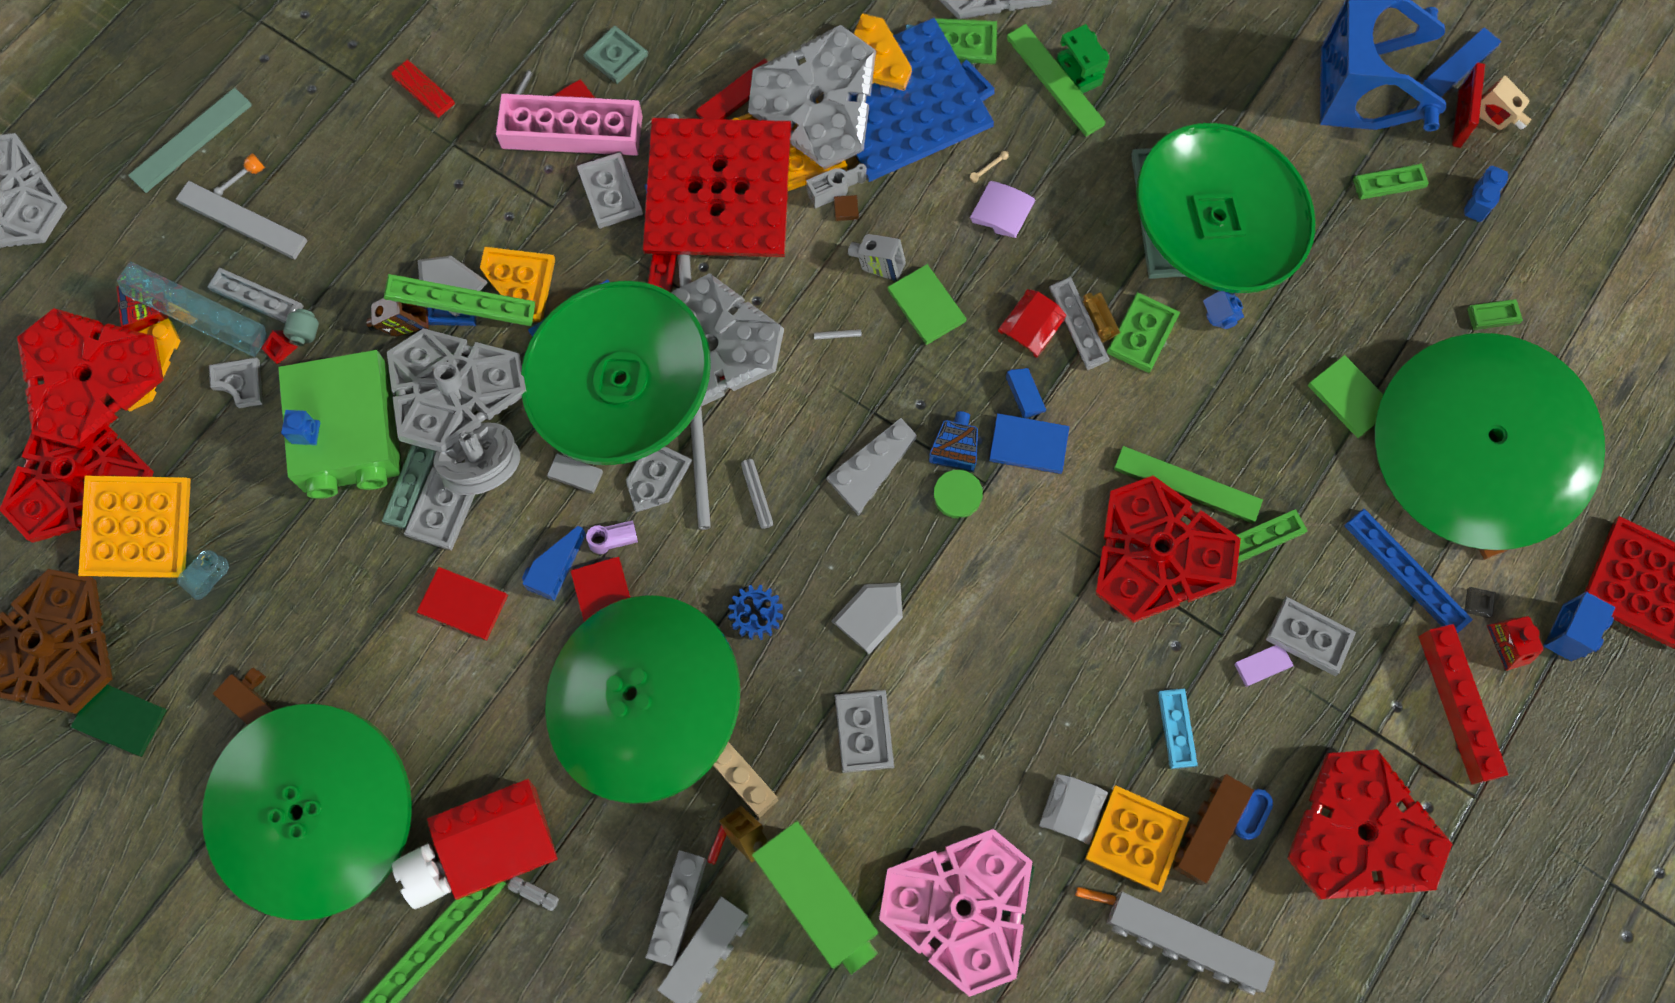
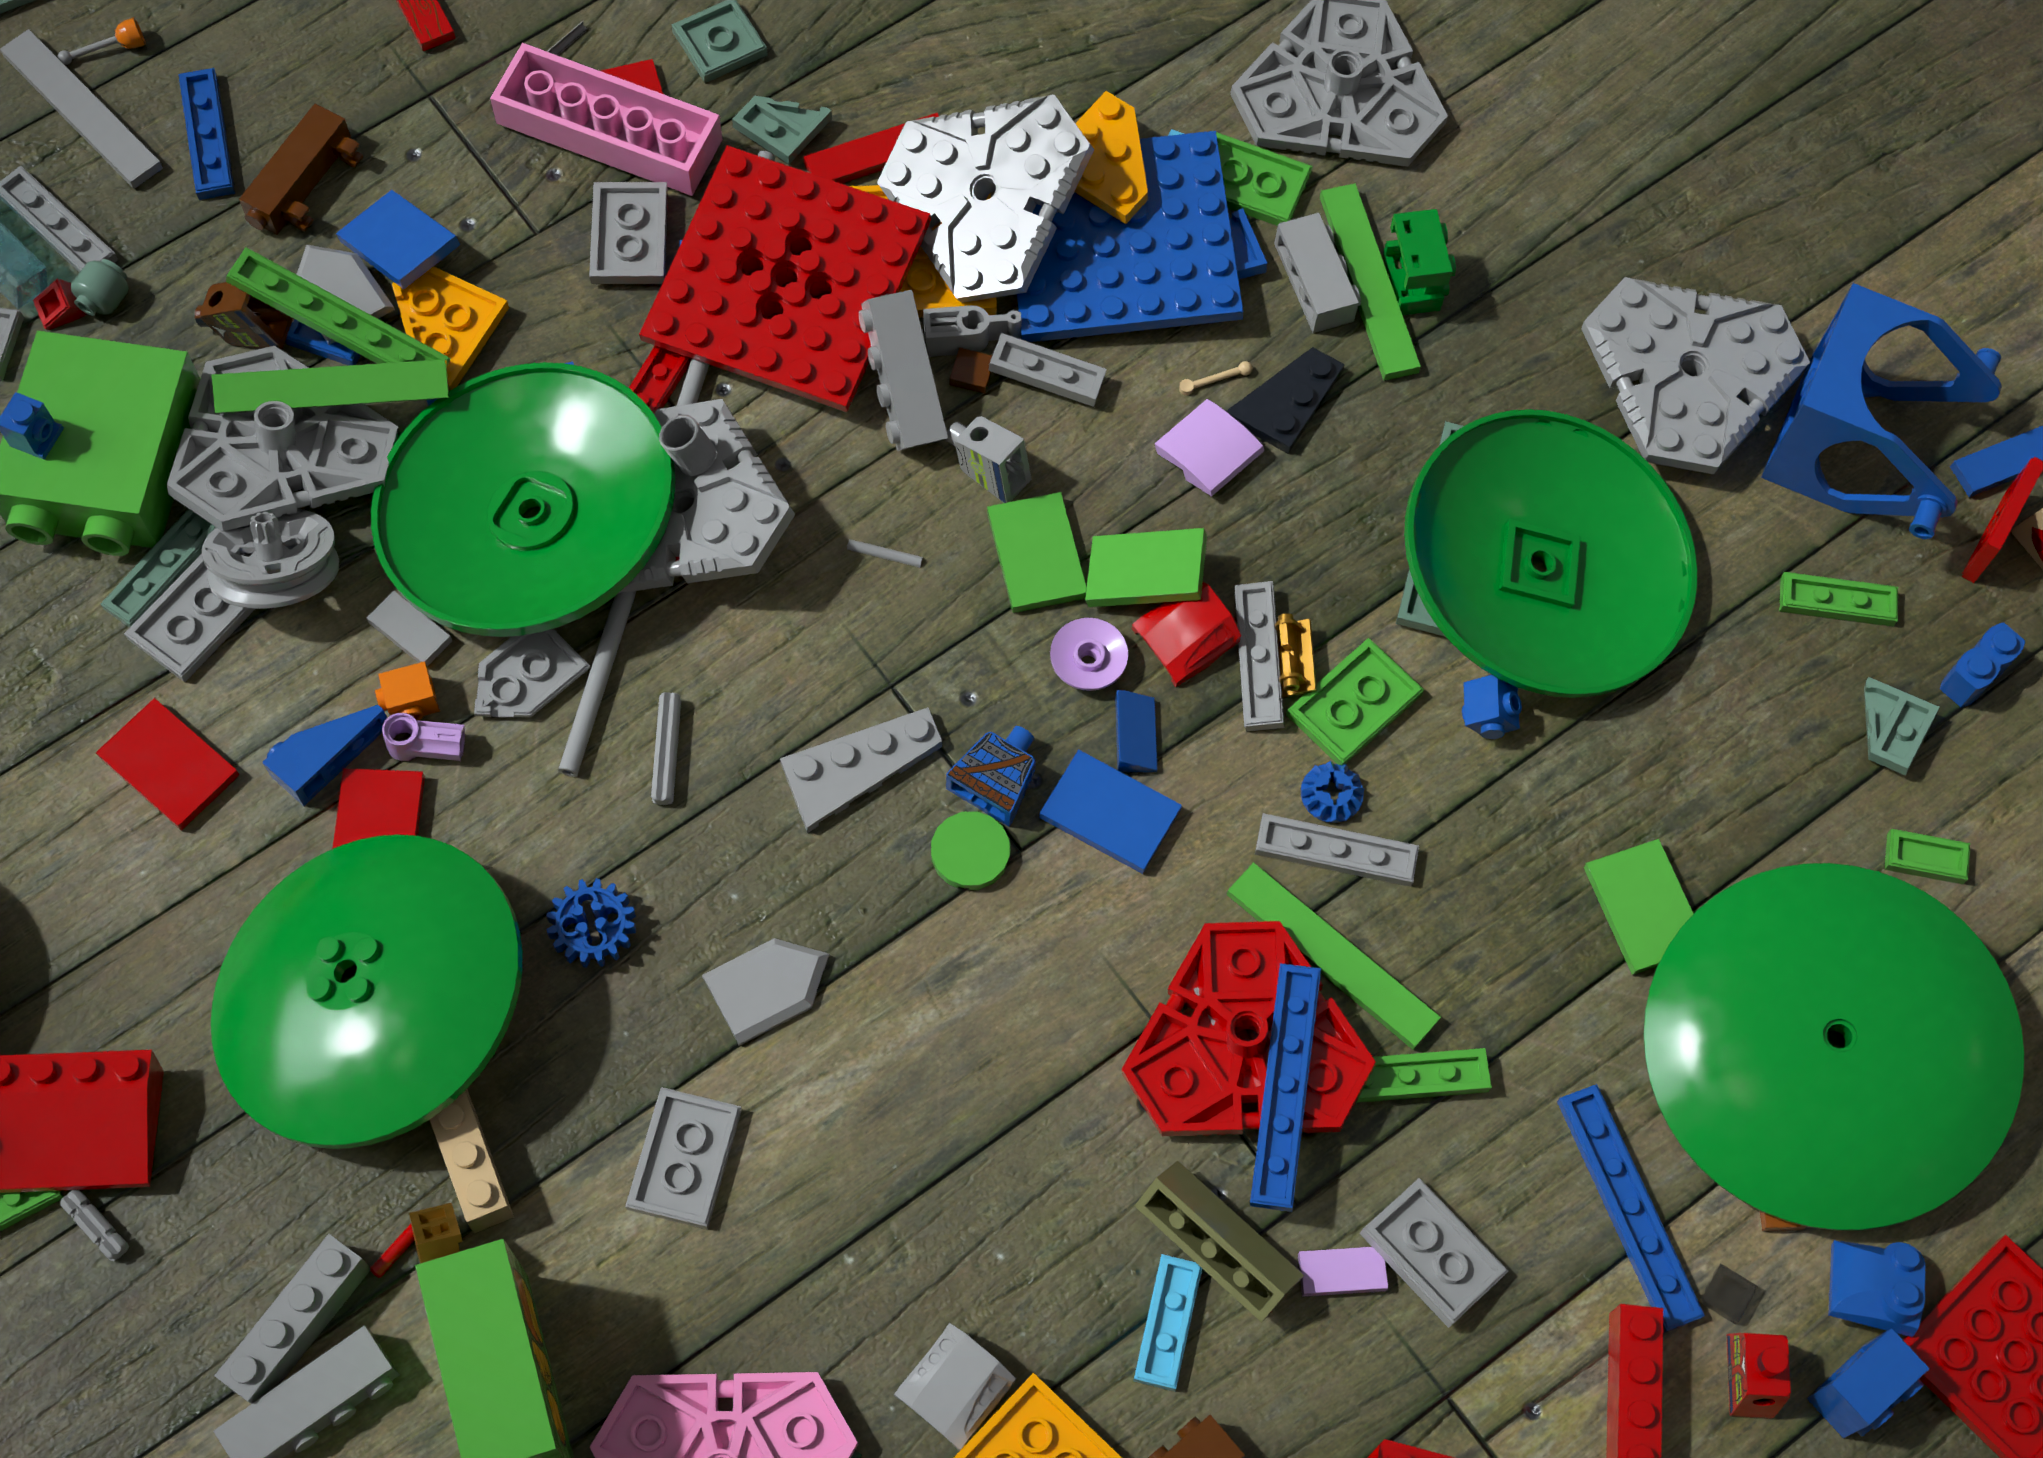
camera: 15 degrees right, 5 degrees down
(326, 211) = (206, 134): none -> blue tile
(391, 216) = (296, 169): none -> reddish brown brick
(471, 342) = (331, 385): none -> bright green tile
(472, 238) = (398, 239): none -> blue tile
(590, 512) = (407, 691): none -> orange brick
(674, 96) = (780, 126): none -> sand green wing
(698, 301) = (687, 445): none -> light grey piece
(811, 221) = (903, 370): none -> light grey brick
(891, 193) = (1047, 369): none -> light grey plate
(982, 345) = (1094, 639): none -> lavender dish
(996, 292) = (1146, 567): none -> bright green tile
(1024, 84) = (1317, 272): none -> light grey brick
(1036, 167) = (1289, 399): none -> black wing
(1147, 398) = (1320, 803): none -> blue gear
(1166, 422) = (1337, 850): none -> light grey tile
(1191, 672) = (1219, 1241): none -> olive brick
(1196, 571) = (1285, 1088): none -> blue tile
(1267, 72) = (1692, 368): none -> light grey plate
(1450, 244) = (1895, 725): none -> sand green wing
(1562, 569) = (1877, 1285): none -> blue slope

